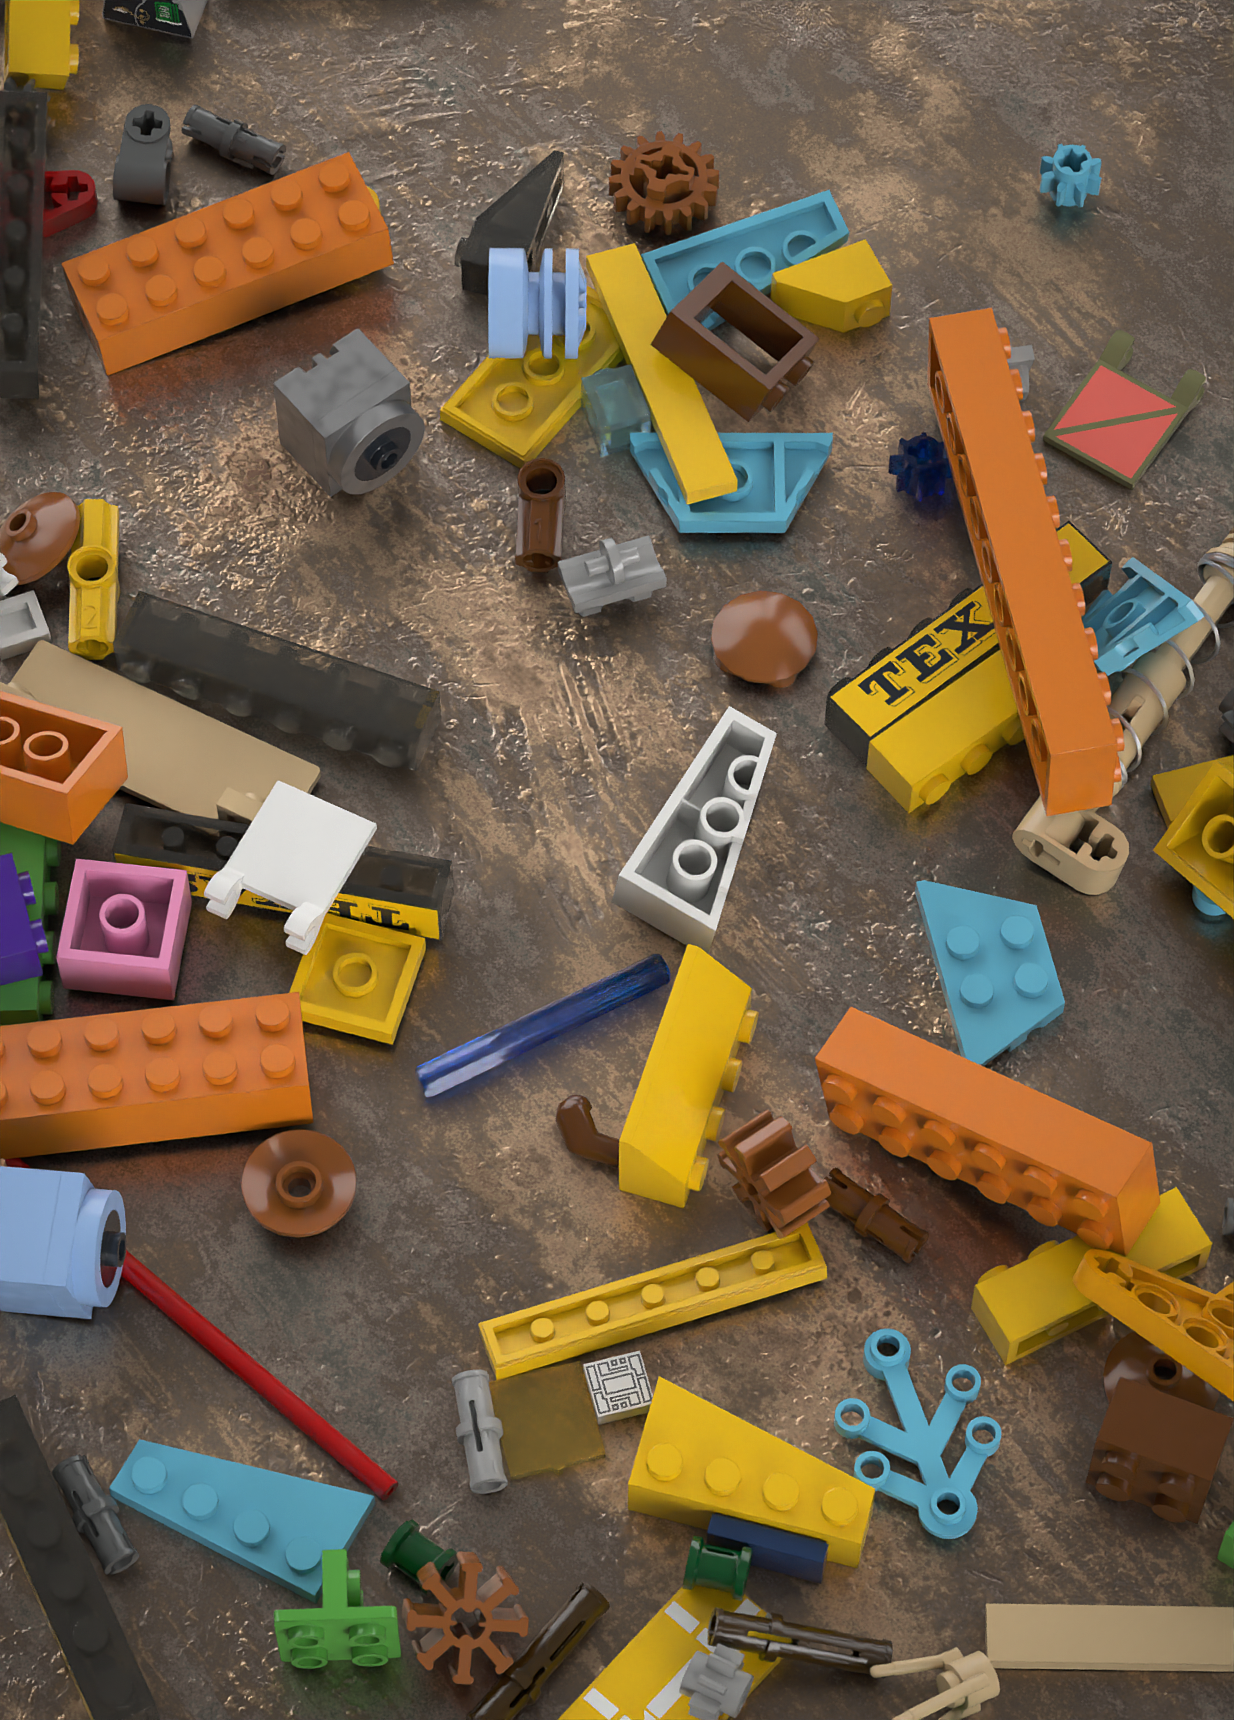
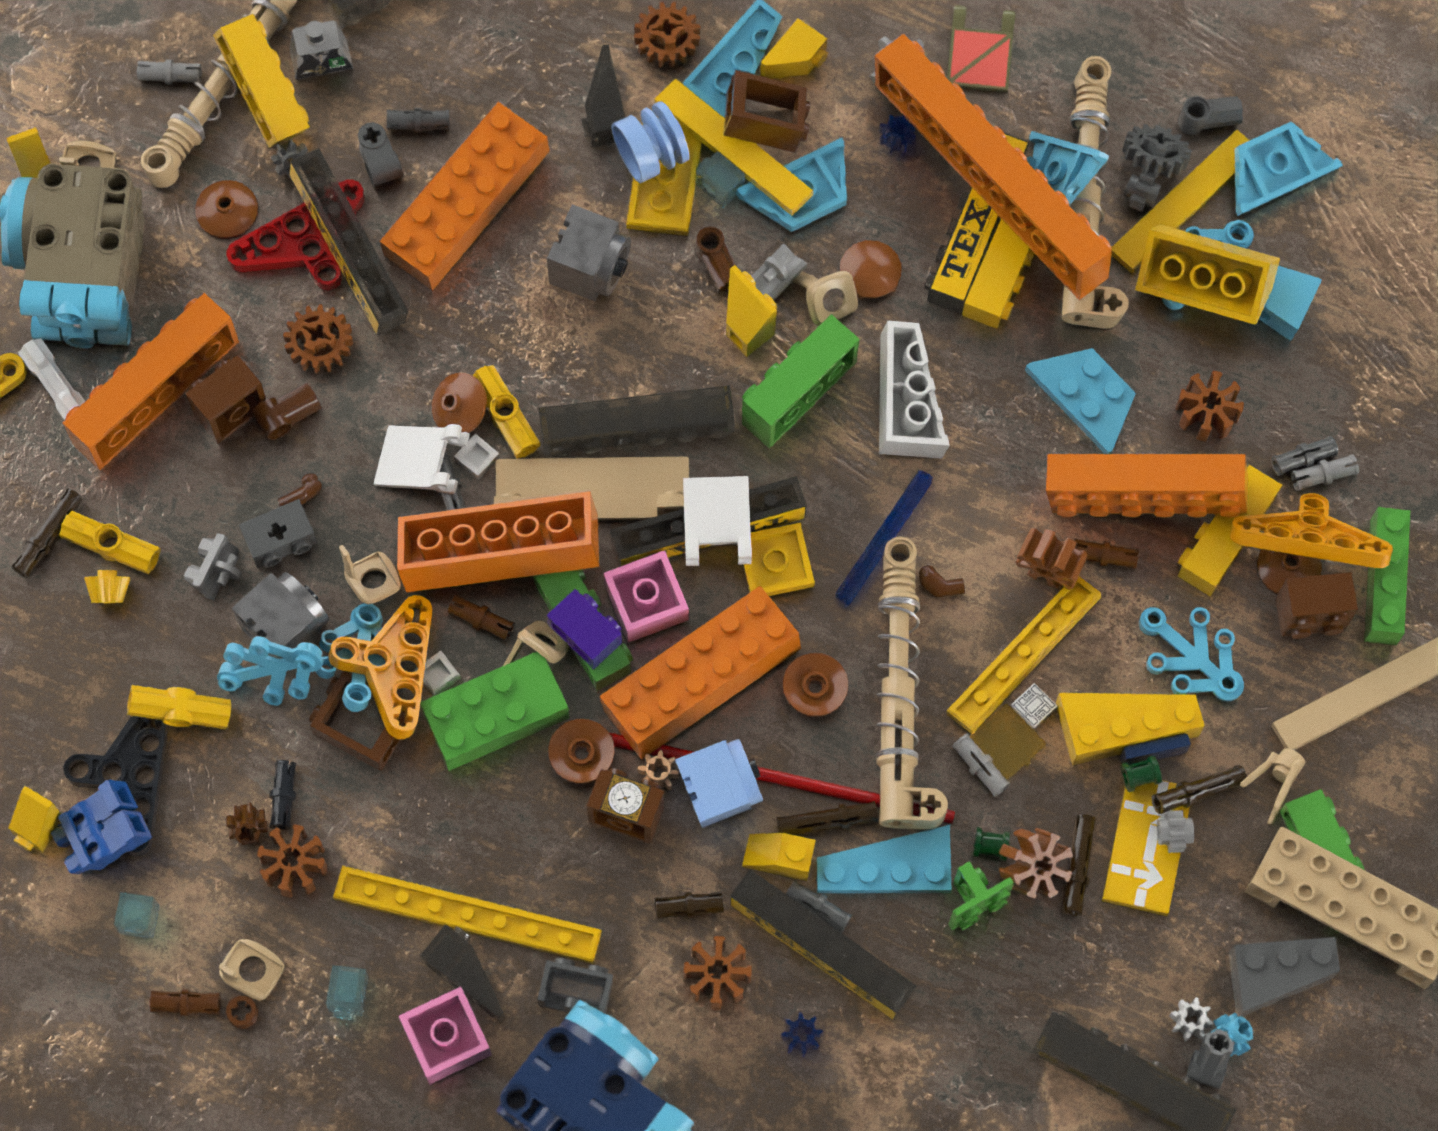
camera: 30 degrees left, 10 degrees up
(89, 1408) = (779, 854): none -> yellow slope
(215, 1399) = (828, 819): none -> dark brown pin
(354, 1344) = (898, 699): none -> tan piece
(532, 606) = (749, 313): none -> yellow slope
(548, 734) = (799, 380): none -> bright green brick
(659, 616) = (818, 288): none -> tan piece
(685, 1081) = (977, 532): yellow slope -> none
(1170, 1075) = (1224, 409): none -> dark orange gear

